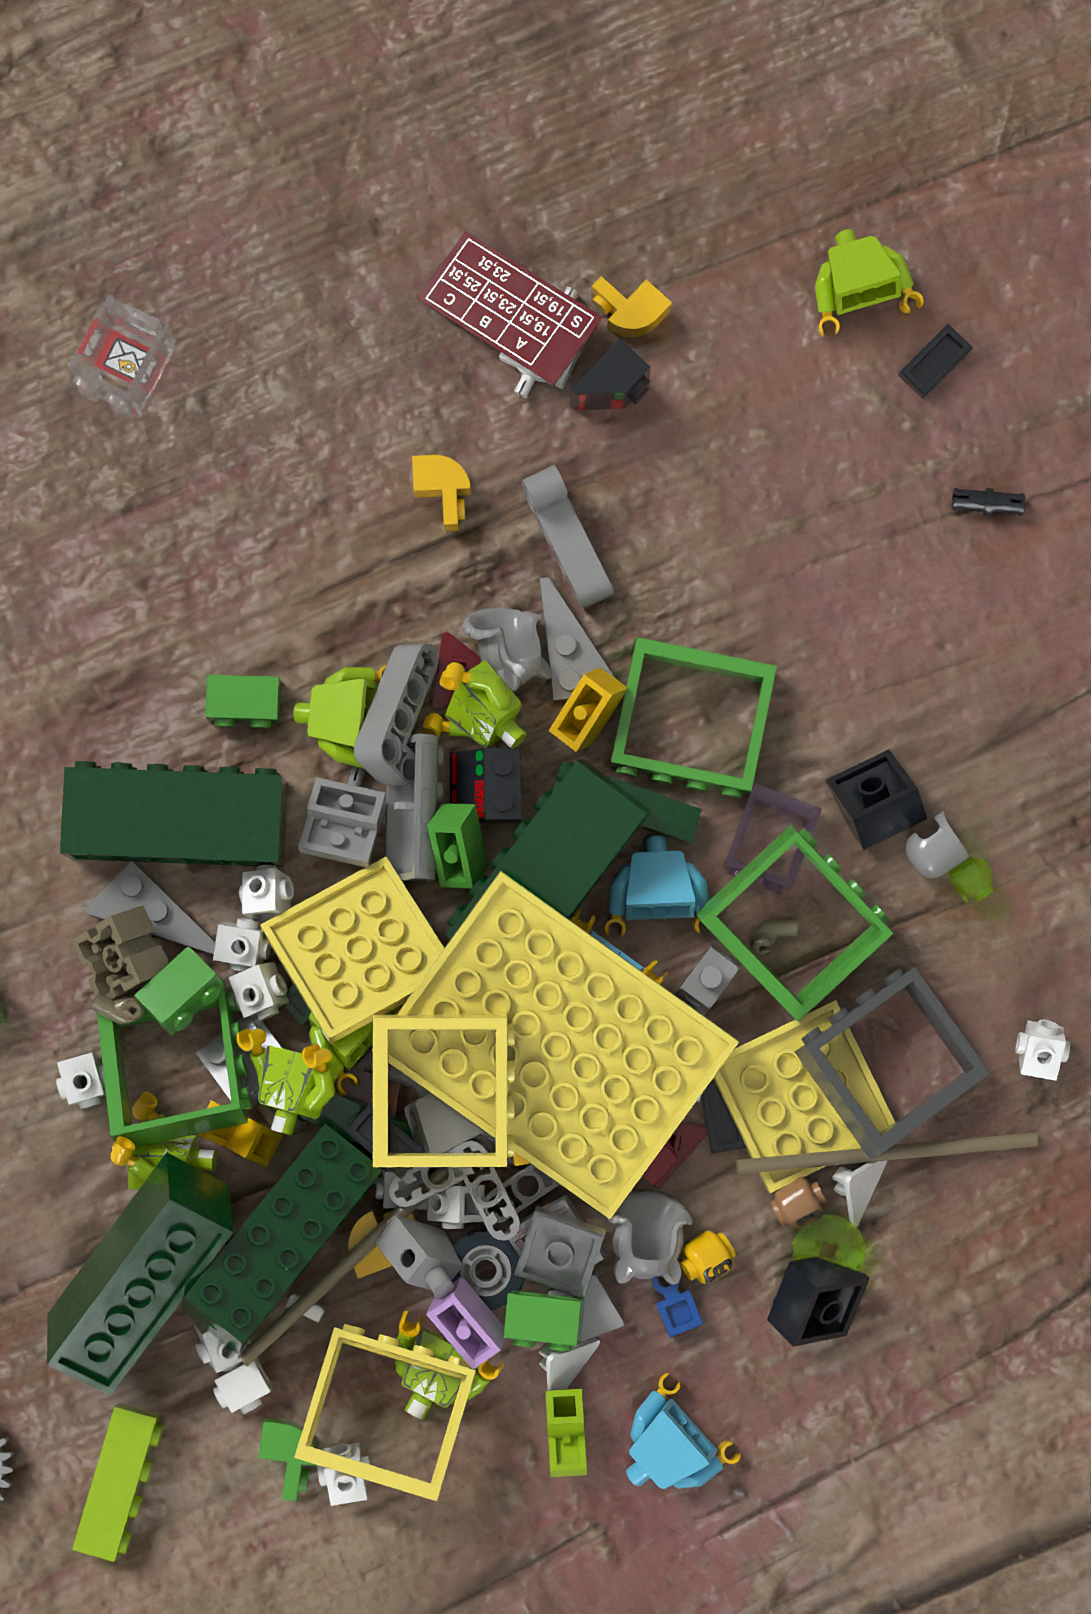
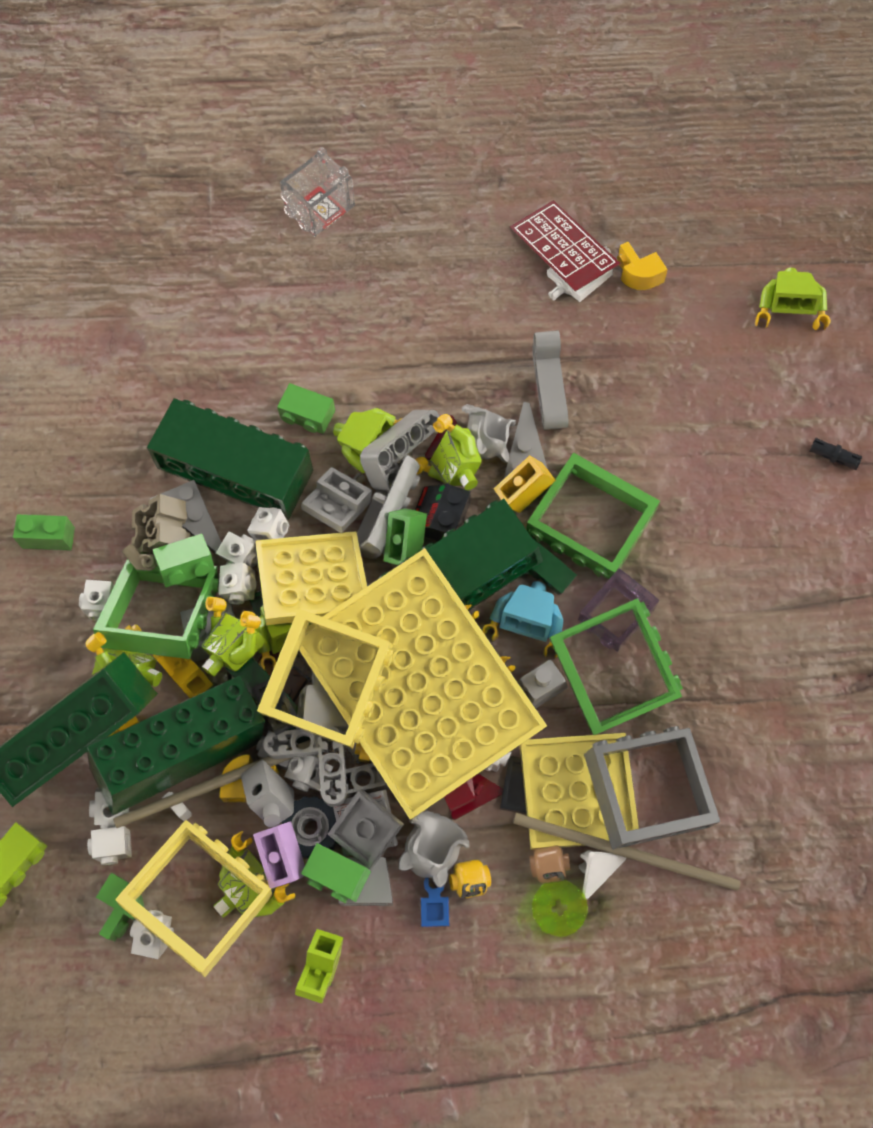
camera: 25 degrees right, 15 degrees down
(442, 478) = (485, 326): yellow brick -> none
(565, 1365) = (341, 916): white piece -> none
(612, 381) = (612, 300): black slope -> none
(671, 1445) = (391, 1007): medium azure torso -> none
(769, 933) = (596, 672): dark tan arm -> none
(816, 1301) = (538, 939): black slope -> none
(877, 799) = (700, 612): black slope -> none
(935, 361) = (826, 361): black tile -> none
(937, 853) = (731, 657): light grey helmet -> none
(972, 879) = (748, 687): clear neon green plate -> none
(1042, 1049) = (764, 828): white brick -> none

